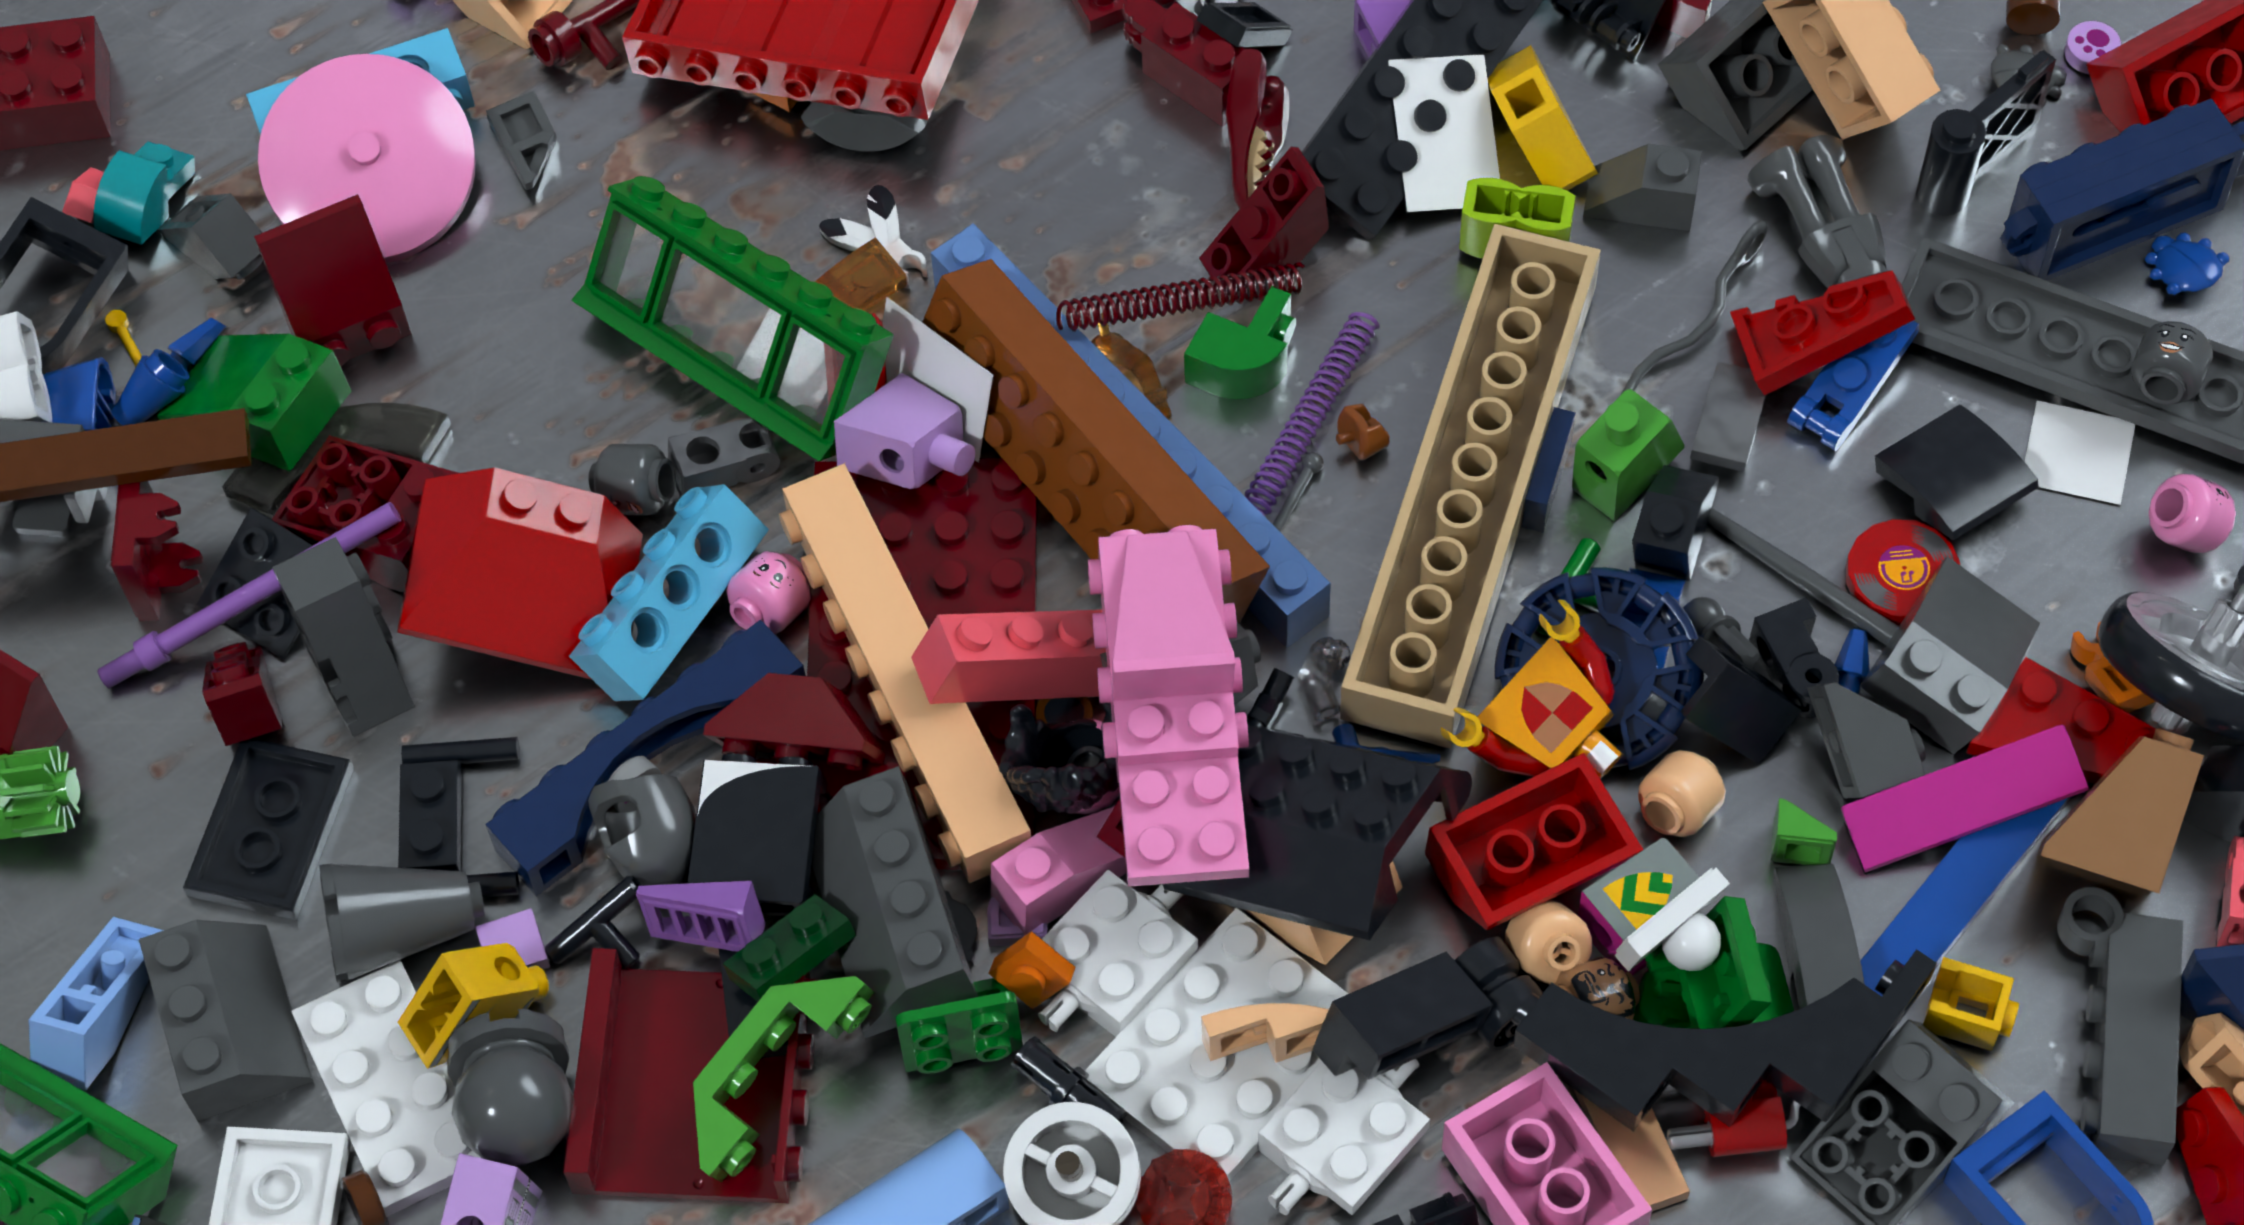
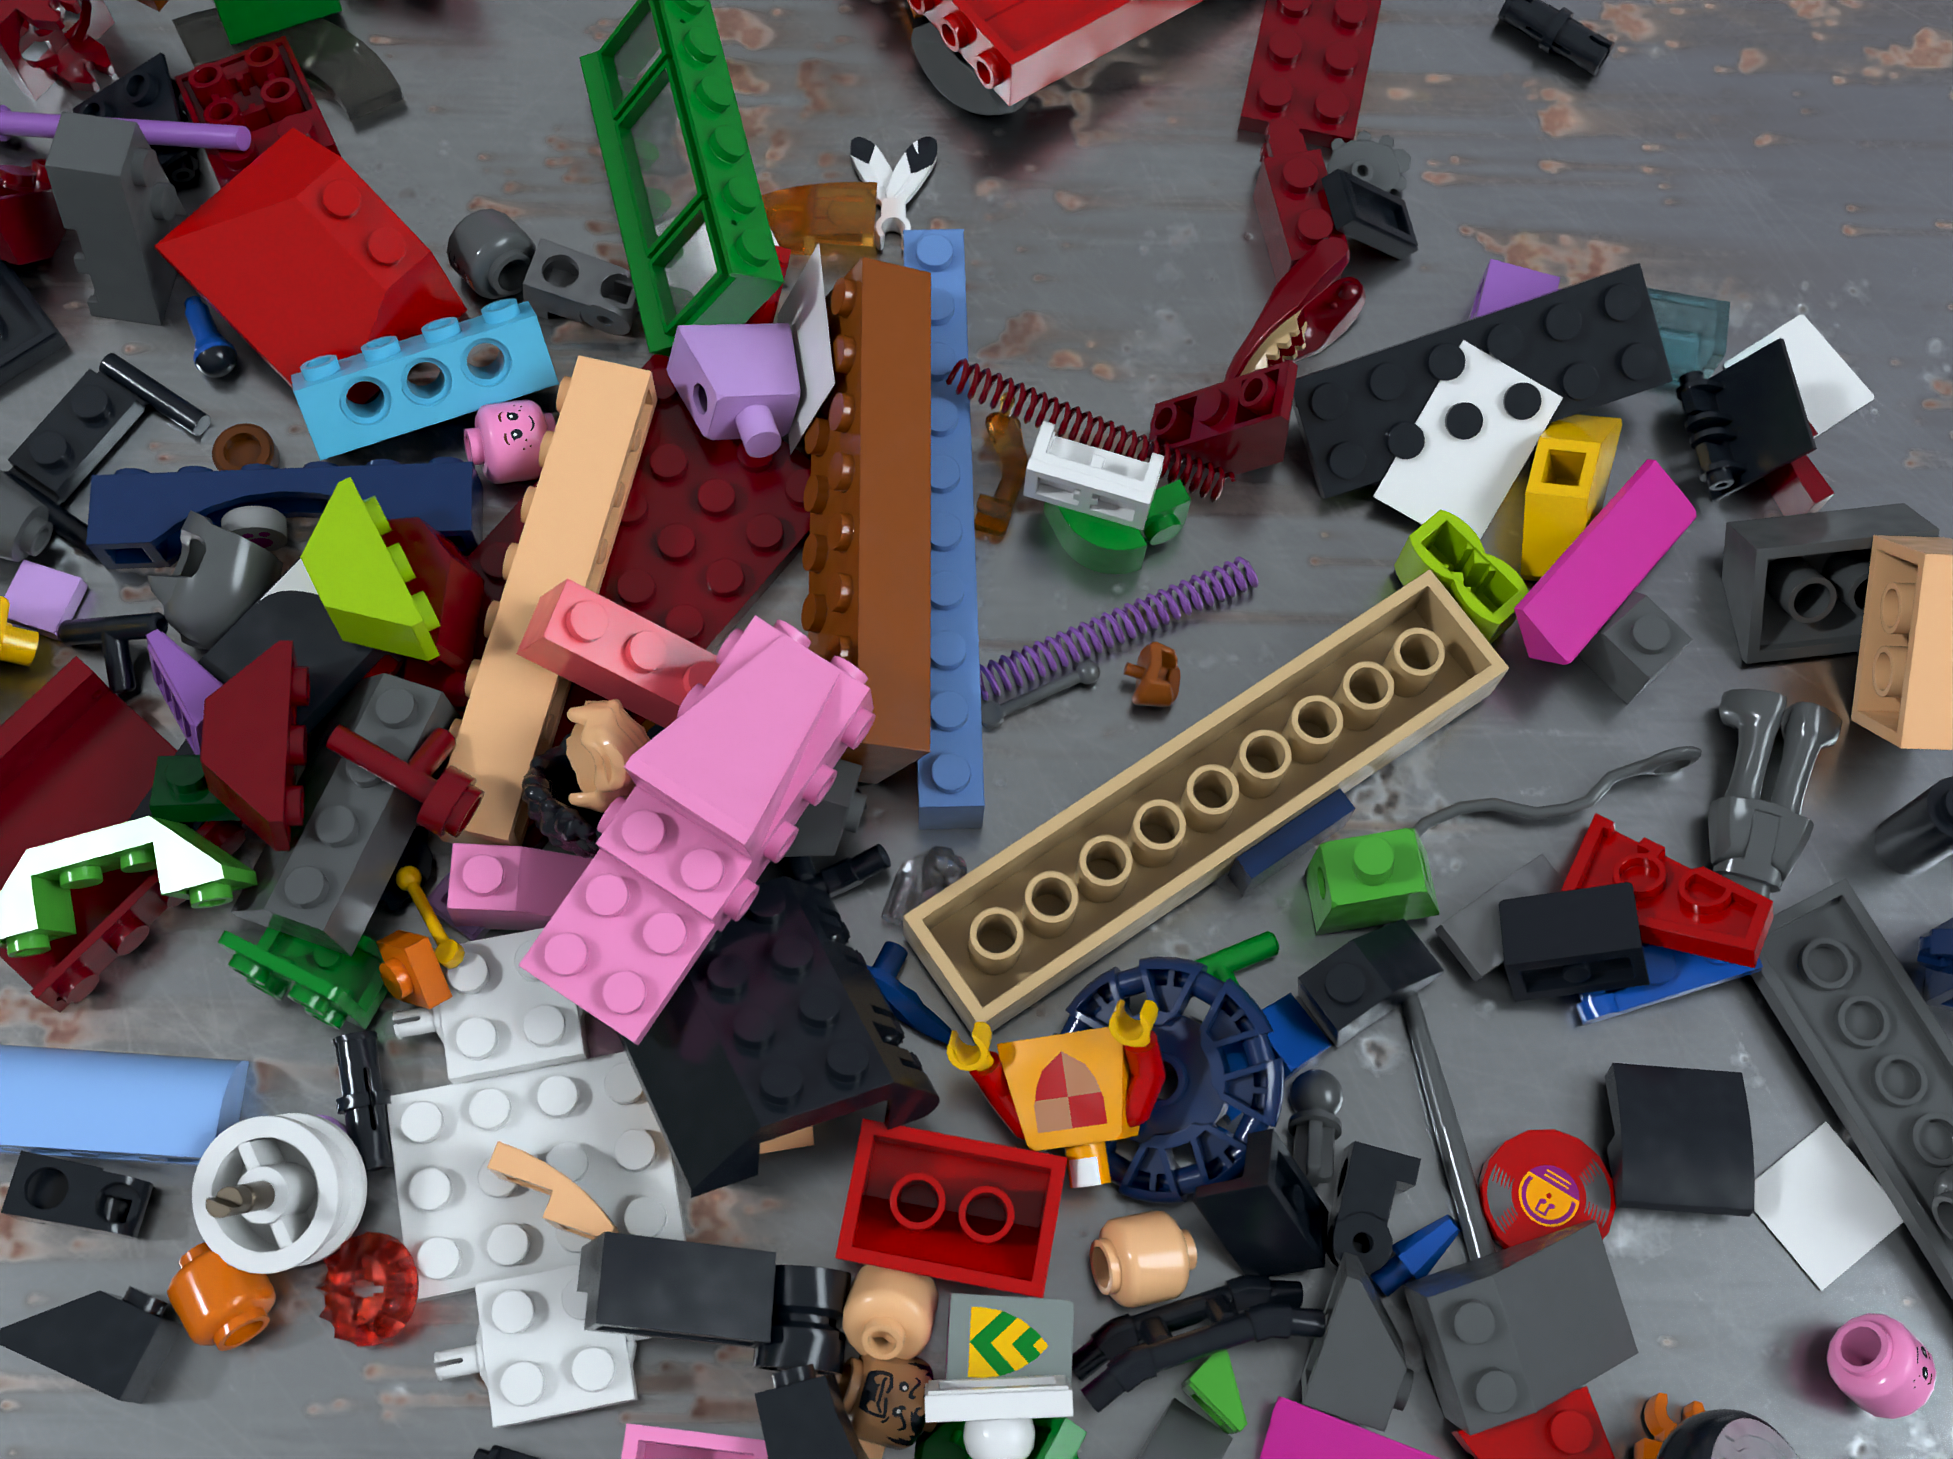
camera: 30 degrees right, 10 degrees up
(480, 692) = (212, 352): none -> piece
(566, 739) = (243, 446): none -> reddish brown tile
(783, 731) = (365, 580): none -> lime slope
(808, 891) = (255, 743): none -> dark red slope
(967, 928) = (448, 951): none -> yellow hinge
(974, 826) = (446, 801): none -> dark red piece
(1056, 717) = (600, 749): none -> light nougat hair
(1216, 324) = (1091, 479): none -> white hinge
(1603, 145) = (1603, 565): none -> dark pink slope
(1753, 804) = (1270, 1312): none -> black piece
(1788, 394) = (1572, 942): none -> black panel

